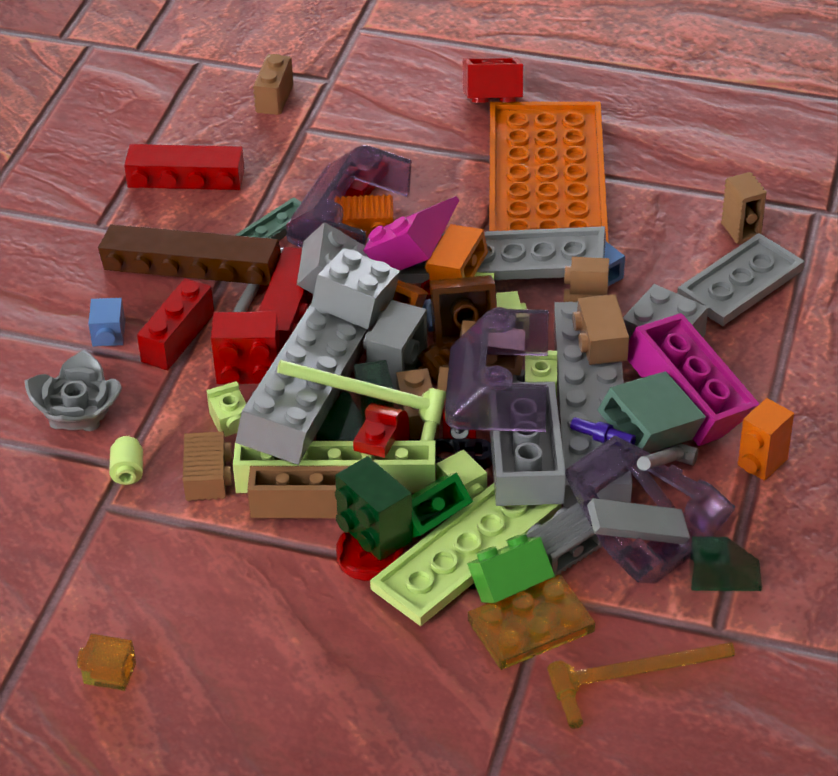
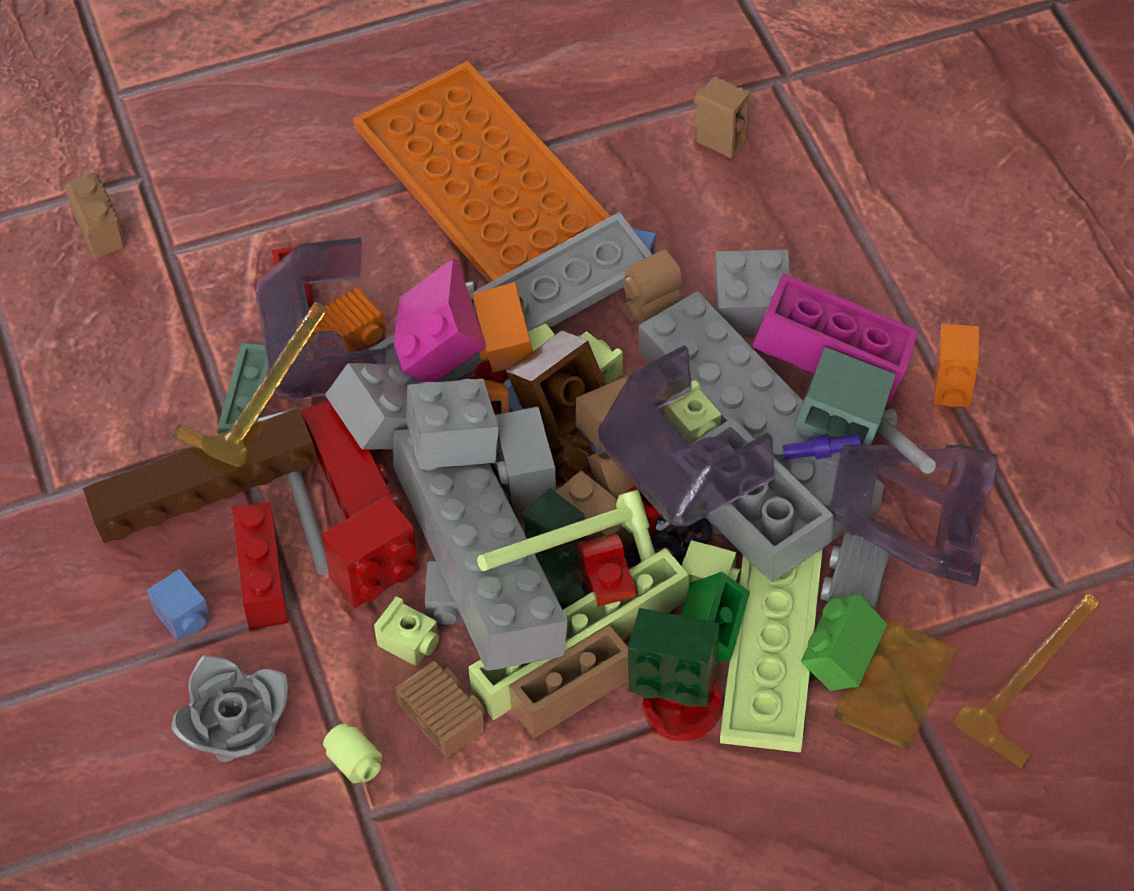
camera: 35 degrees left, 10 degrees up
(184, 167) = (88, 370): red brick -> none
(212, 239) = (230, 446): none -> clear yellow bar
(492, 79) = (340, 90): red brick -> none
(601, 329) = (726, 333): medium nougat brick -> none
(638, 521) = (929, 523): light grey tile -> none
(722, 566) = (1017, 522): clear green slope -> none
(742, 278) = (774, 196): light grey plate -> none

